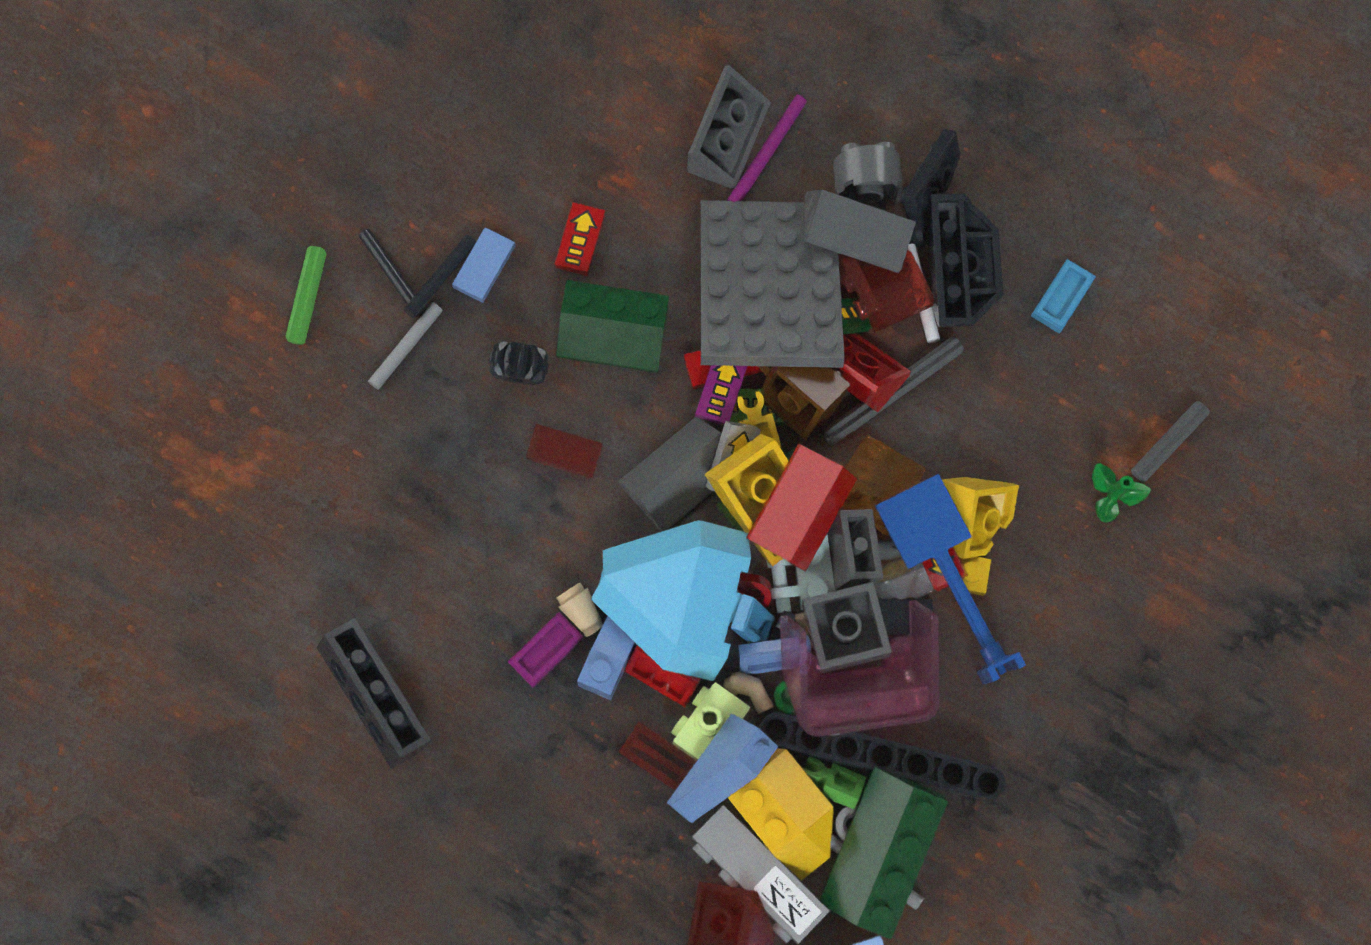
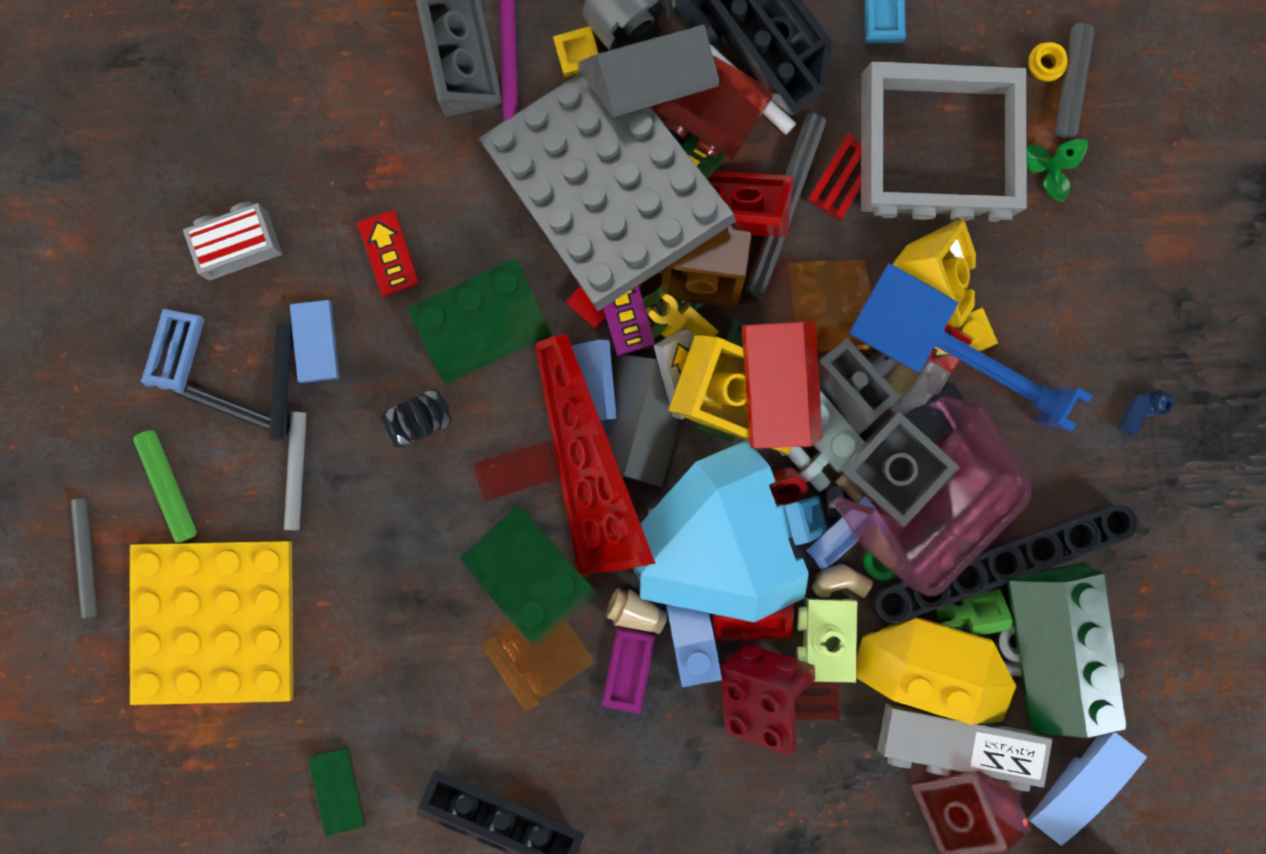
camera: 30 degrees left, 10 degrees up
(212, 307) = (83, 557): none -> dark grey bar
(269, 412) = (211, 623): none -> yellow plate
(271, 593) = (336, 791): none -> dark green tile
(368, 229) = (165, 382): none -> medium blue tile
(475, 157) = (232, 240): none -> brick
(488, 591) = (537, 670): none -> clear orange bracket
(520, 530) = (527, 576): none -> dark green slope
(610, 500) = (596, 500): none -> red wing
(628, 729) = (761, 695): none -> dark red bracket
(665, 423) = (596, 368): none -> medium blue tile
(724, 767) = (873, 673): medium blue slope -> none
(810, 180) = (574, 47): none -> yellow plate
(976, 387) = (826, 206): none -> red tile
(1066, 714) = (1145, 406): none -> dark blue arm
(1073, 378) = (943, 78): none -> light grey window
(1165, 408) = (1053, 52): none -> yellow plate

